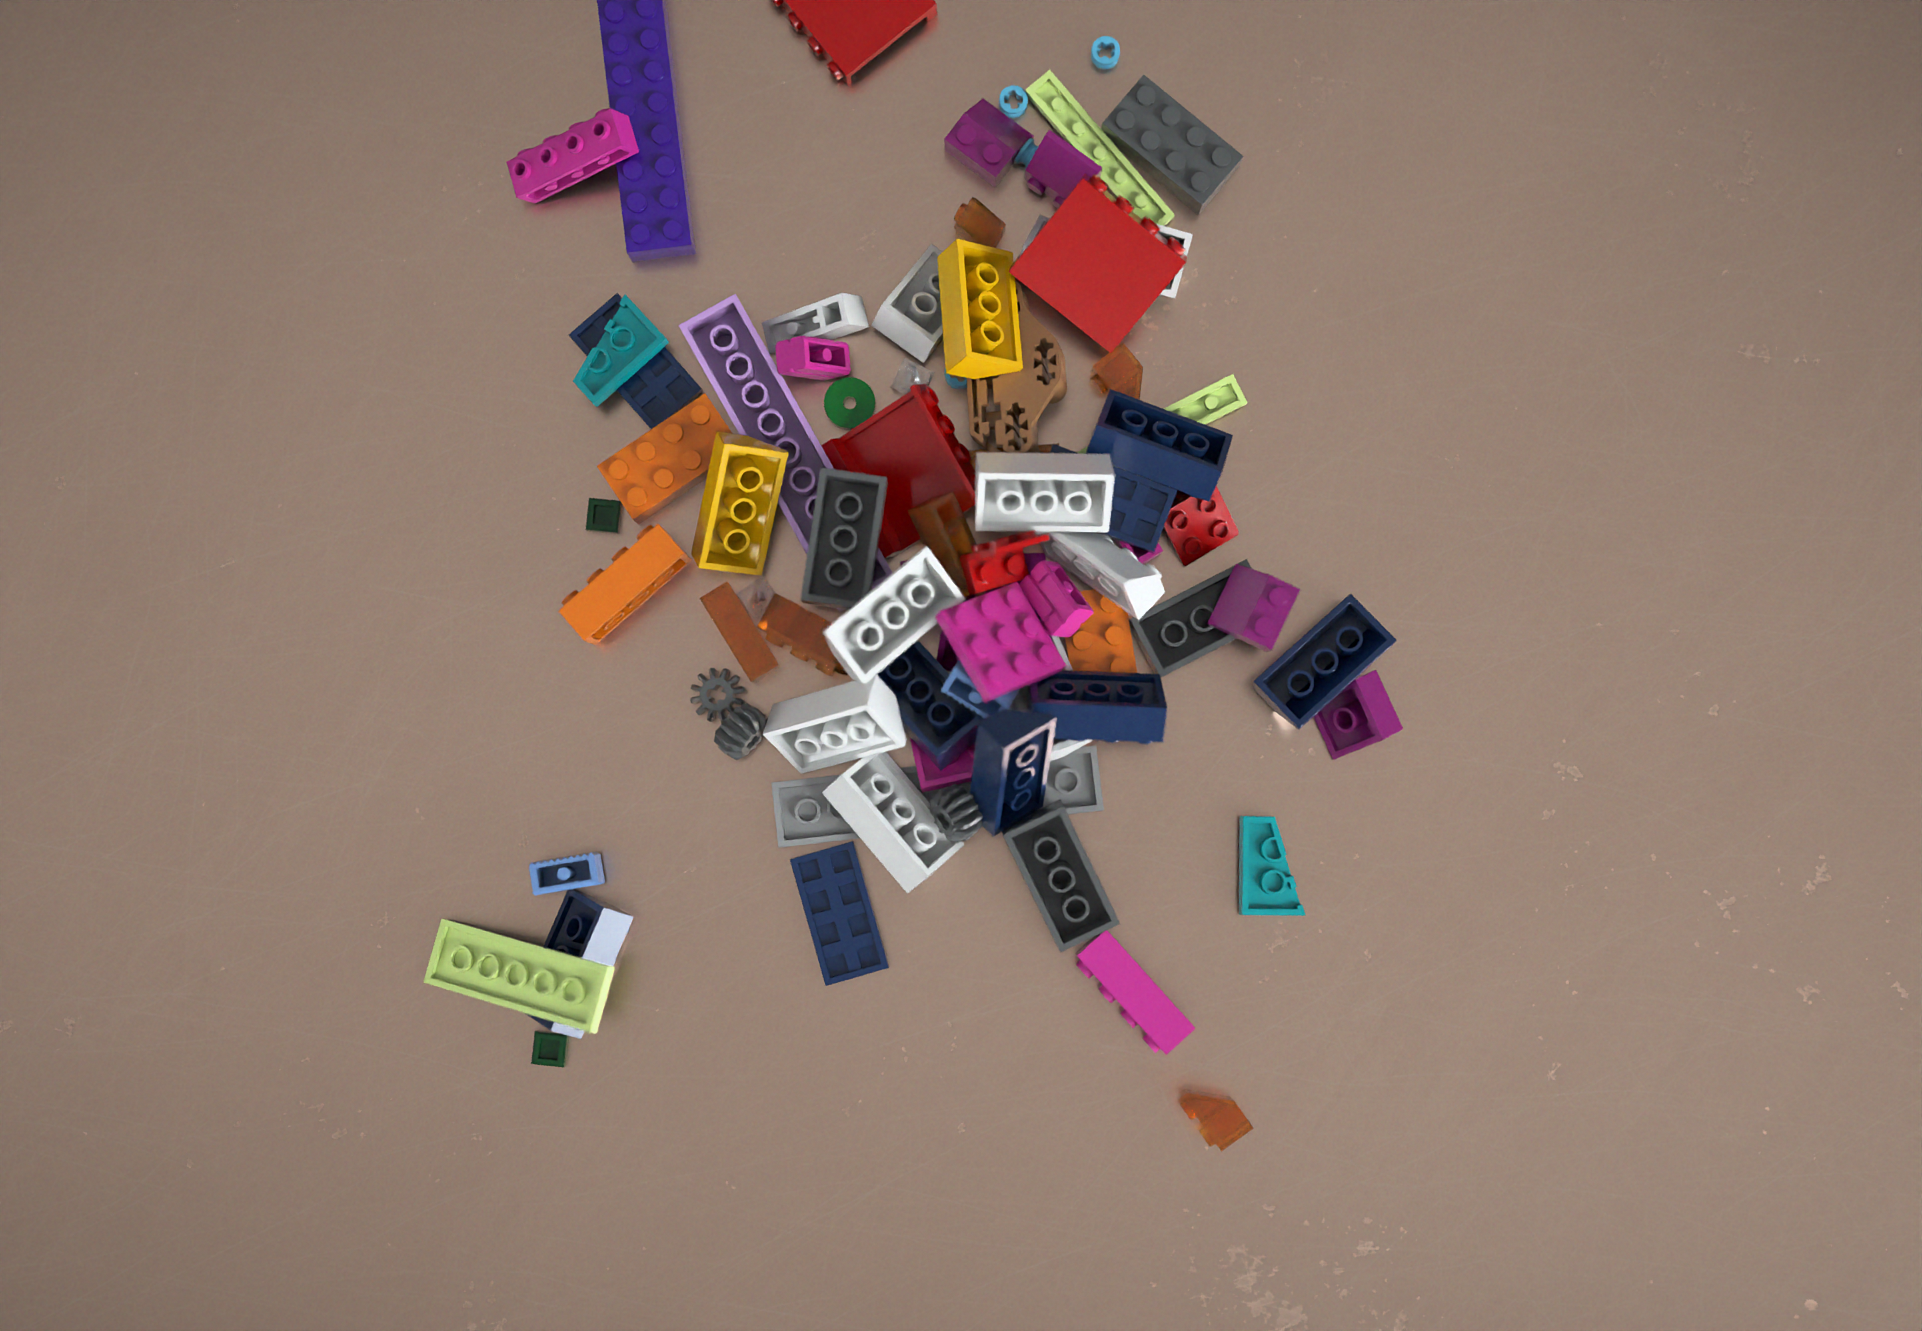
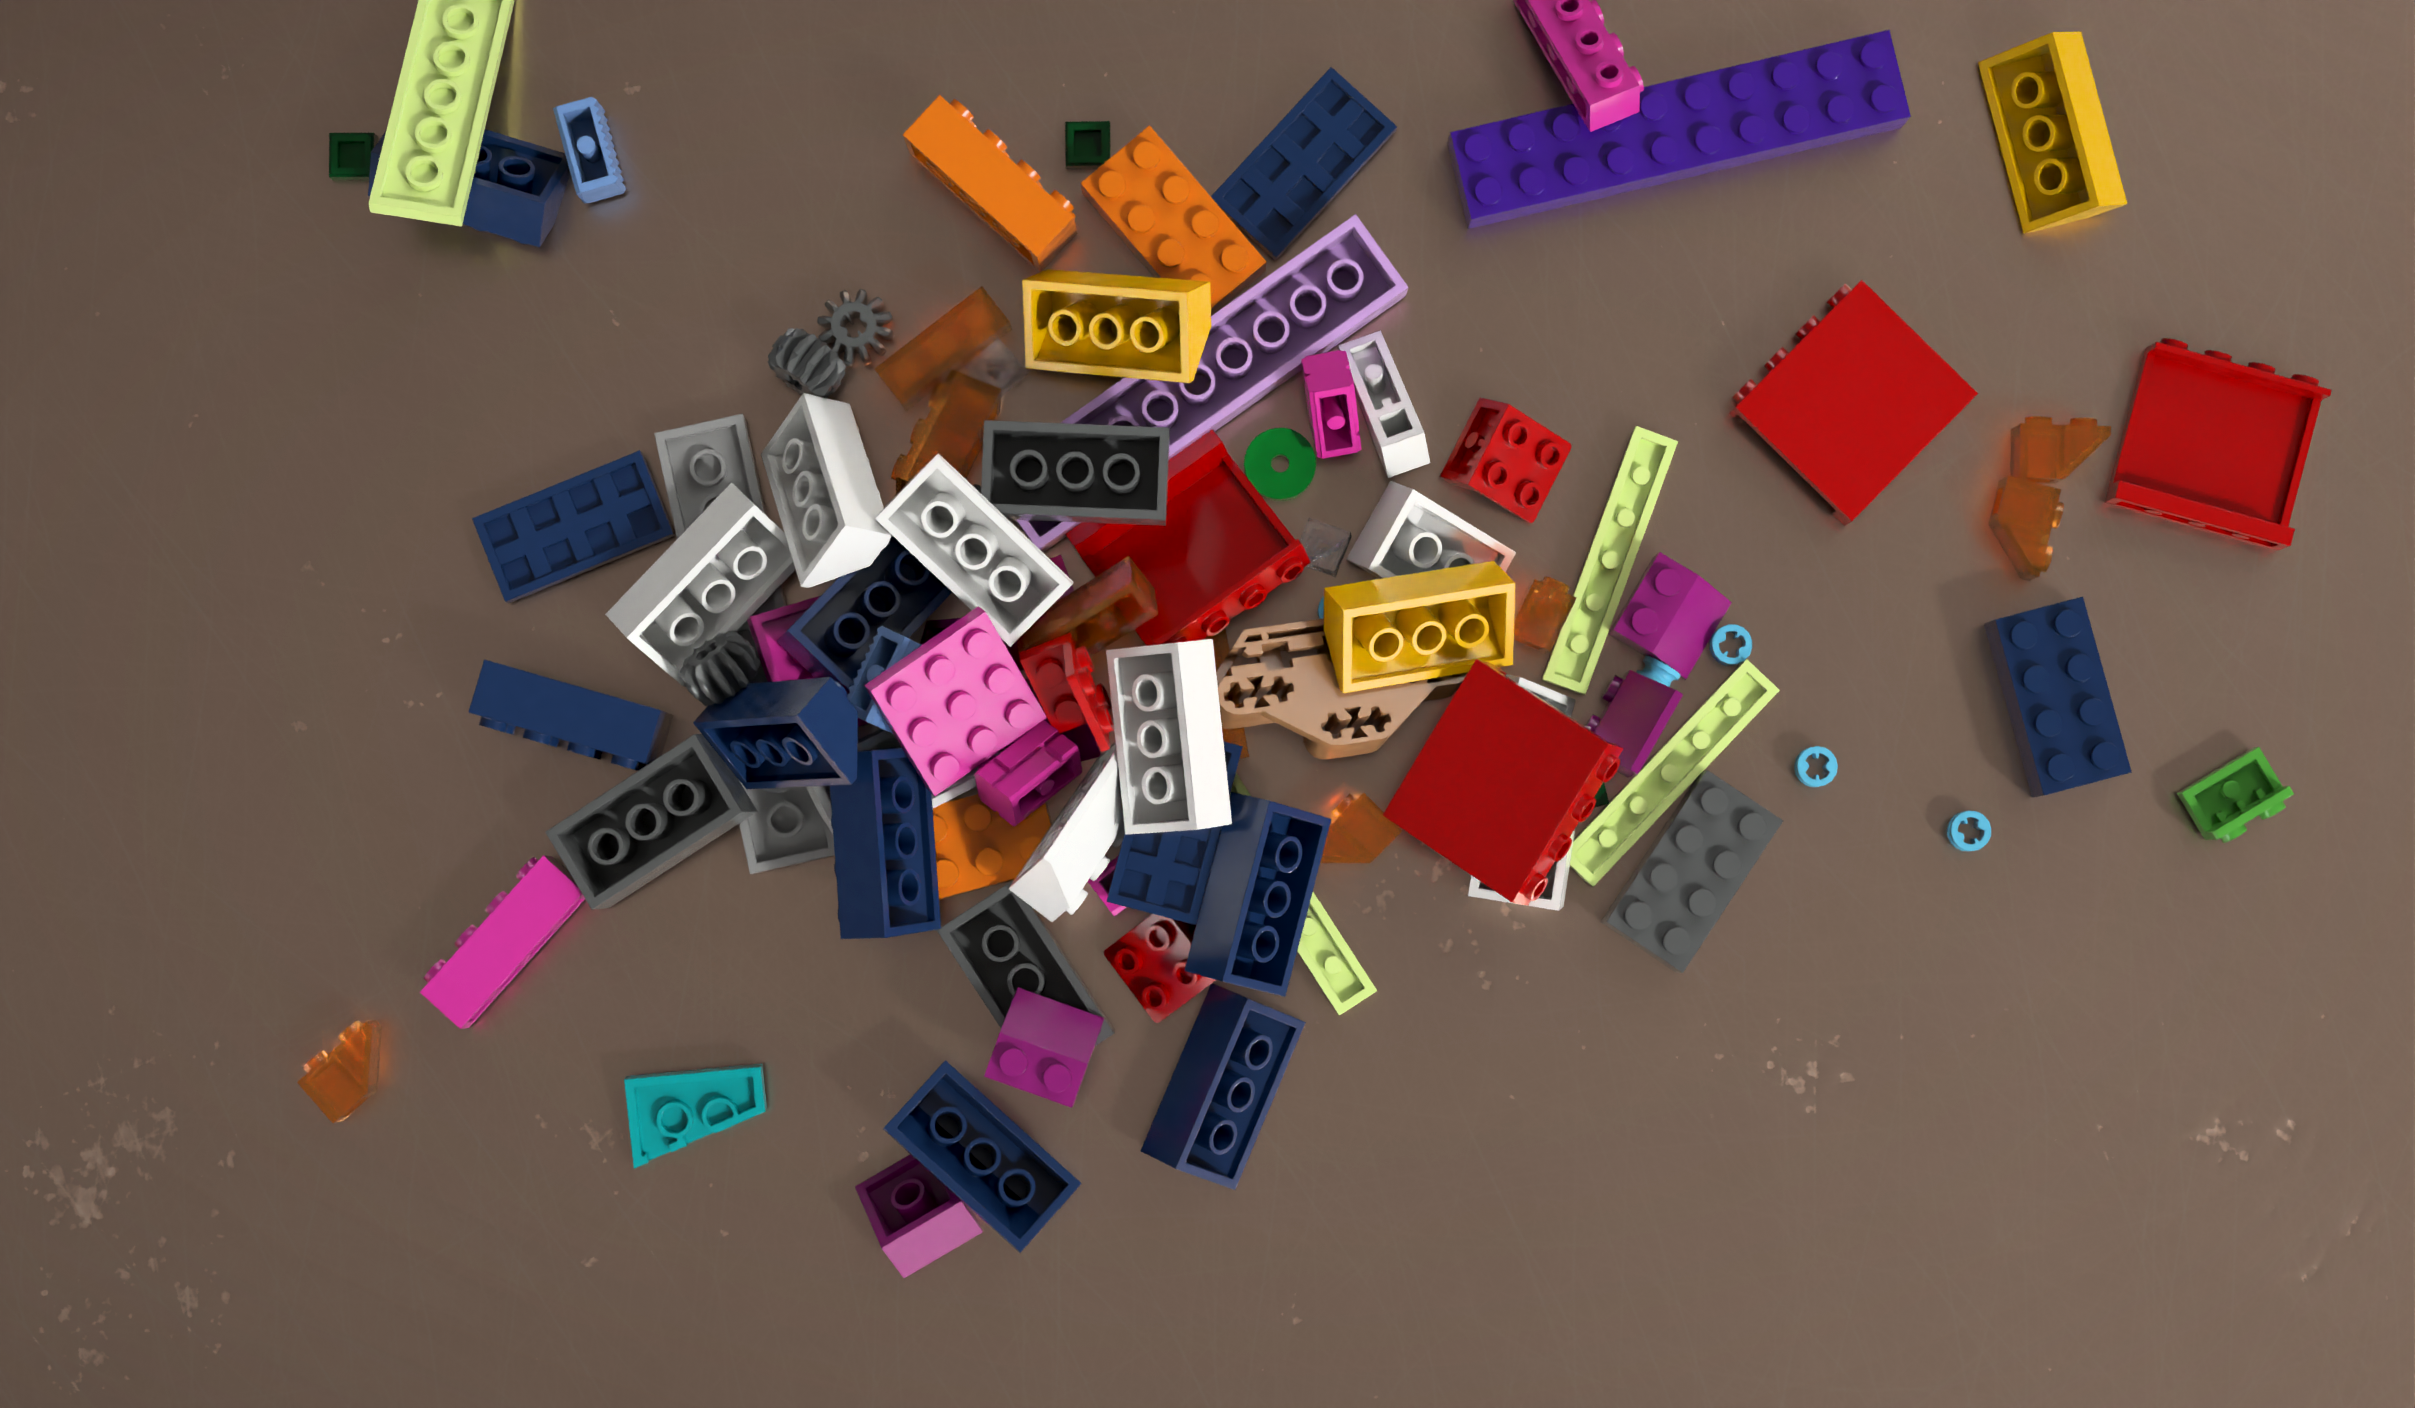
camera: 80 degrees right, 0 degrees up
(623, 349) = (1313, 142): teal wing -> none
(863, 243) = (1506, 458): none -> red bracket
(942, 176) = (1610, 560): none -> yellowish green plate
(976, 927) = (568, 712): none -> dark blue brick
(1289, 490) = (1222, 1087): none -> dark blue slope

